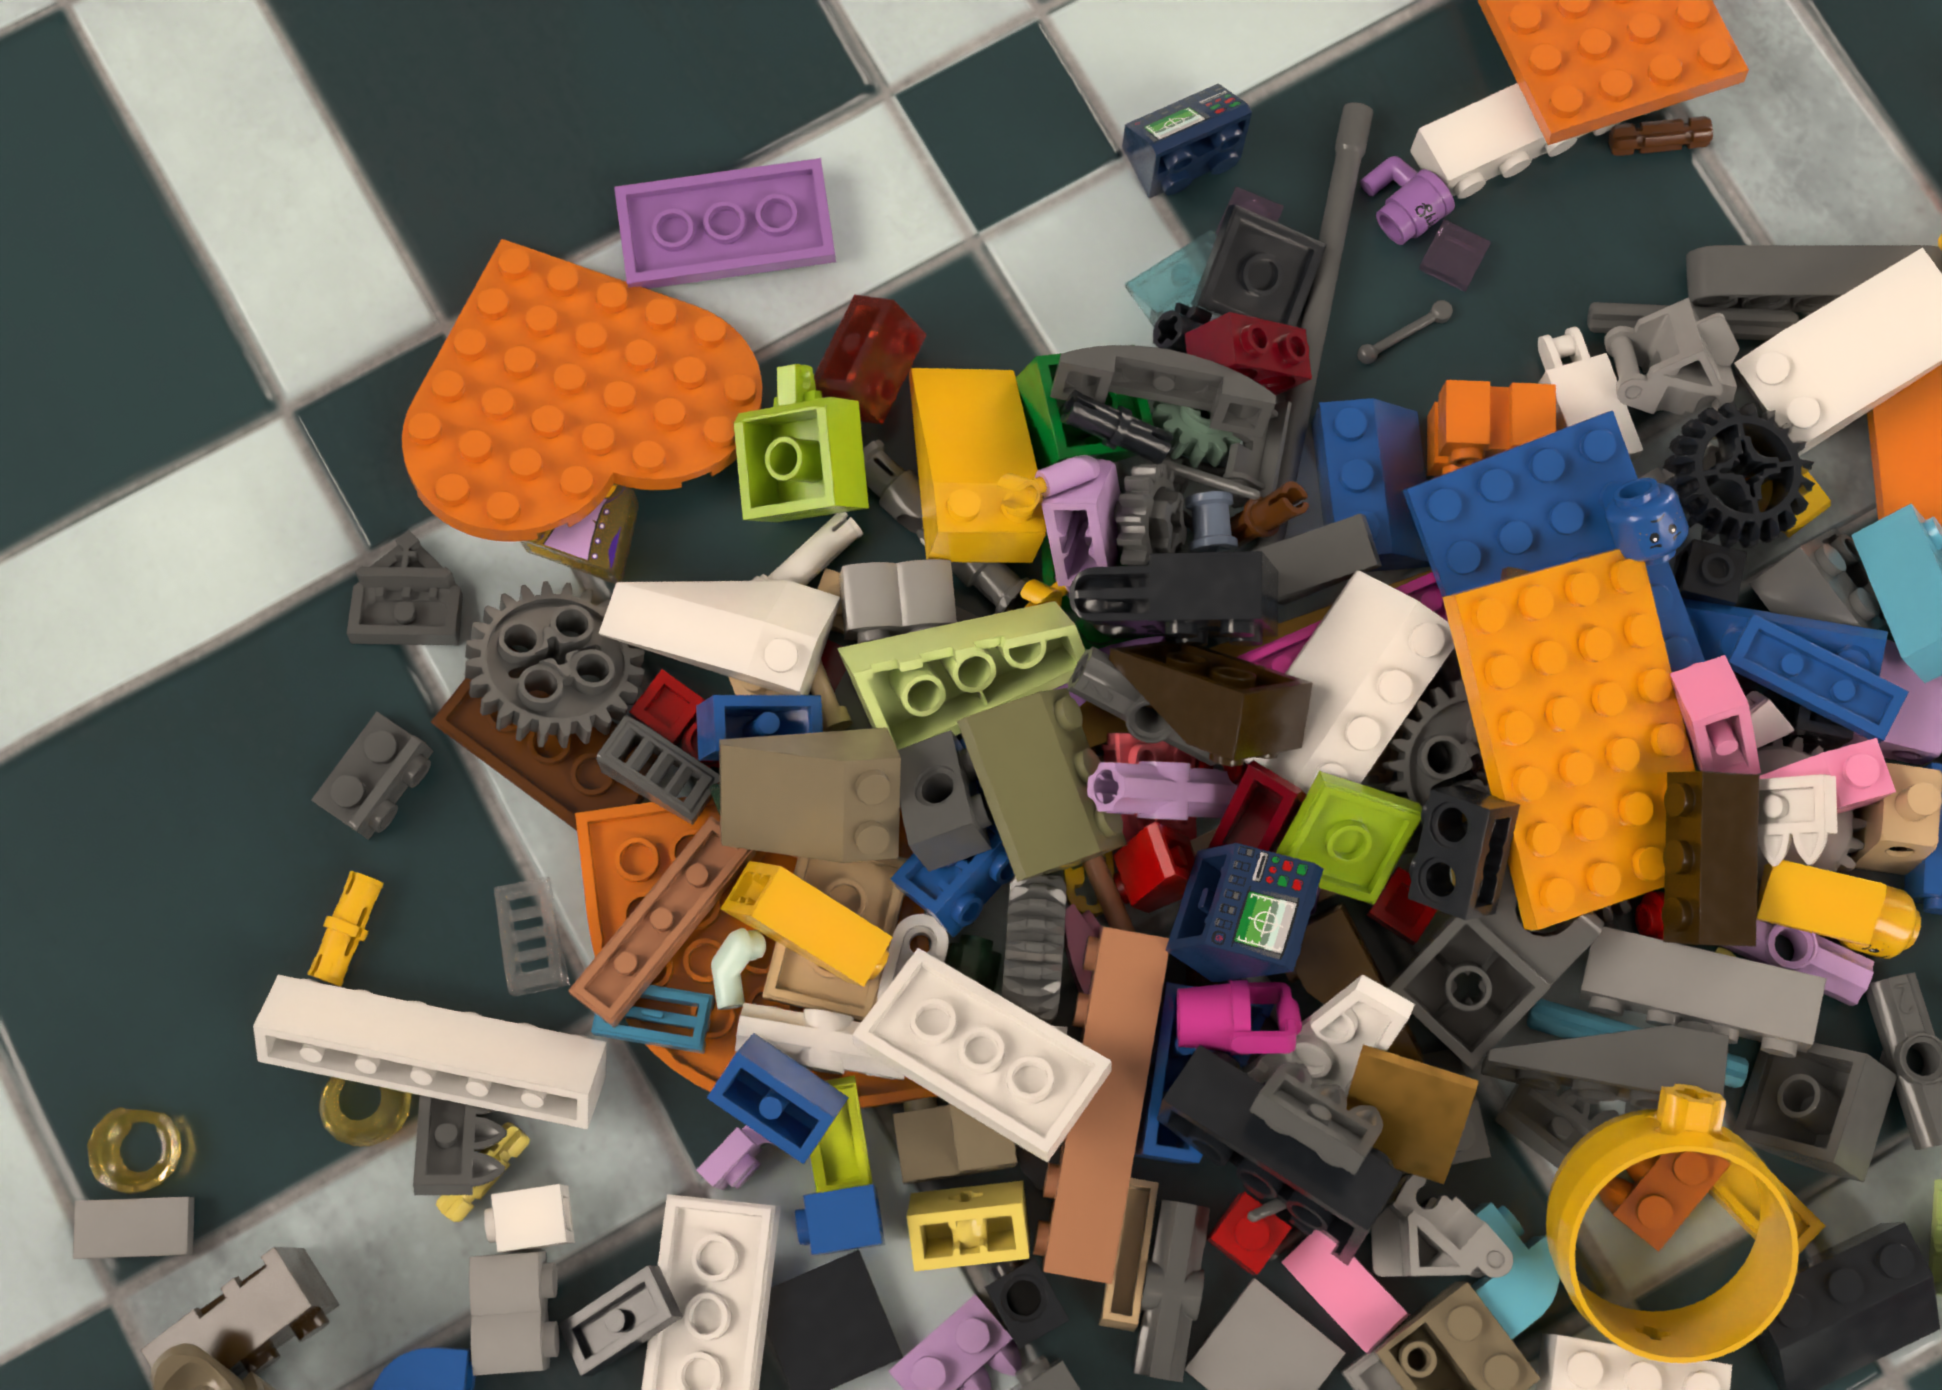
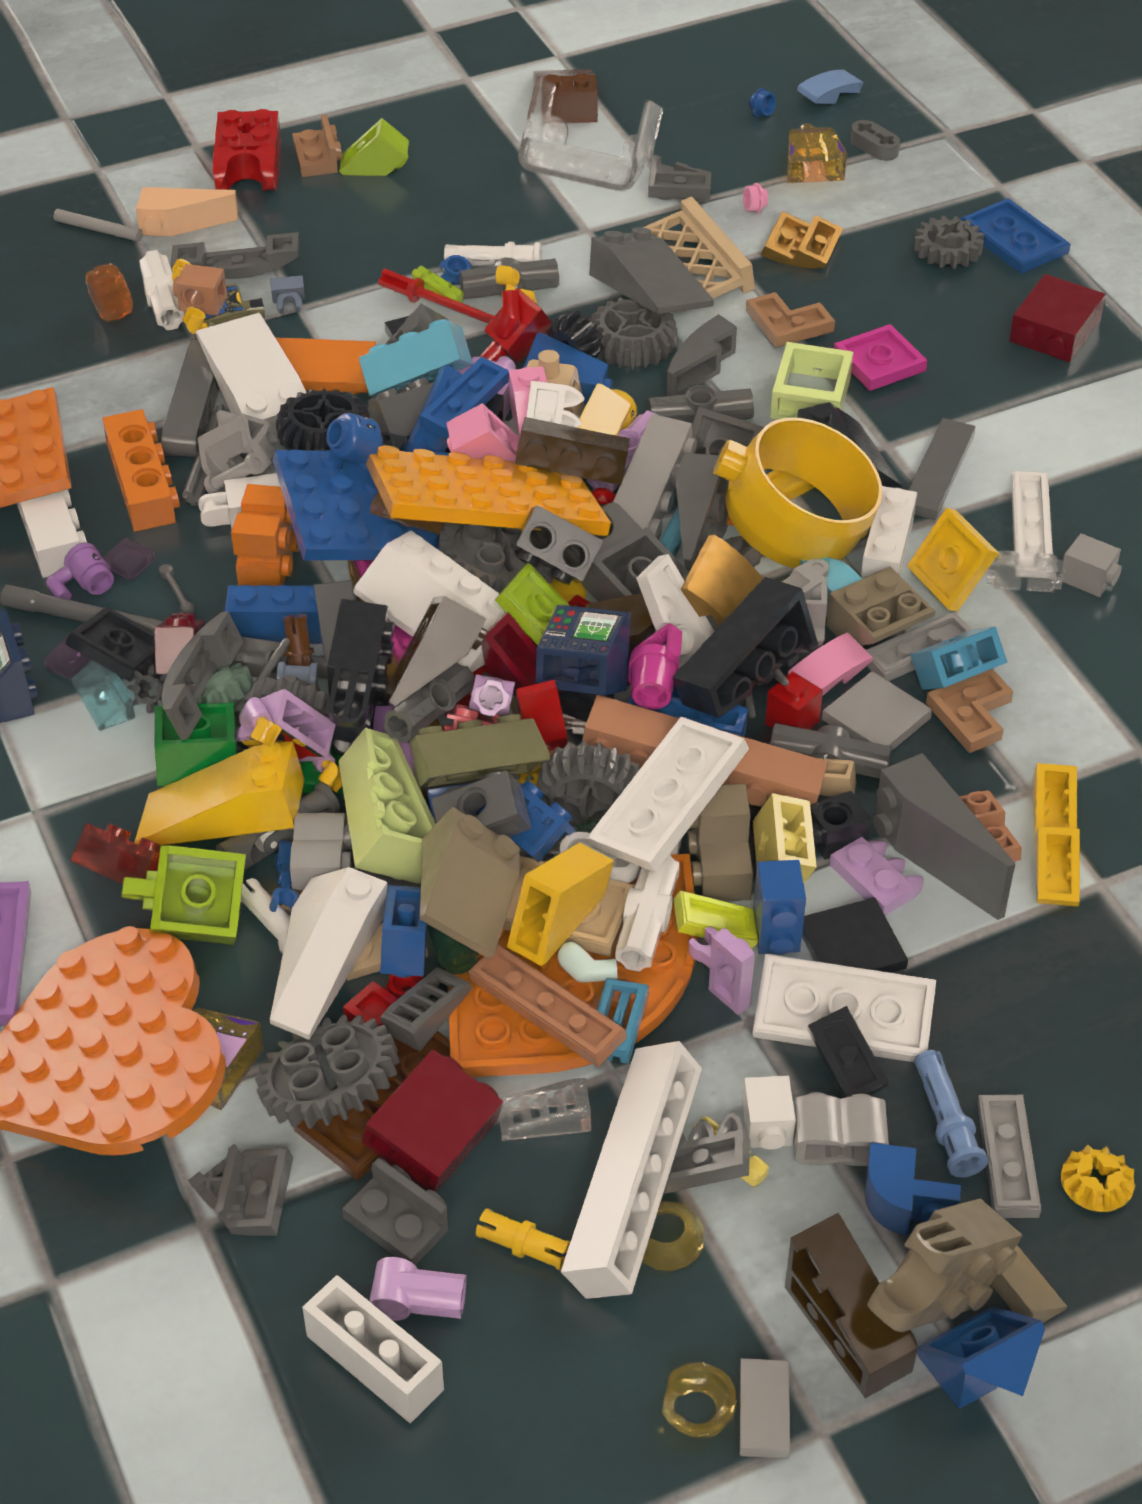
camera: 85 degrees left, 30 degrees down
(173, 772) = (373, 1348): none -> white brick
(266, 796) = (404, 1290): none -> lavender piece
(489, 802) = (433, 1121): none -> dark red brick
(777, 1097) = (691, 911): blue brick -> none
(828, 568) = (283, 894): none -> blue piece
(1116, 427) = (219, 706): black pin -> none
(1318, 1117) = (736, 597): dark grey plate -> none
(1660, 135) = (75, 453): reddish brown axle -> none
(1703, 191) = (140, 471): none -> orange brick

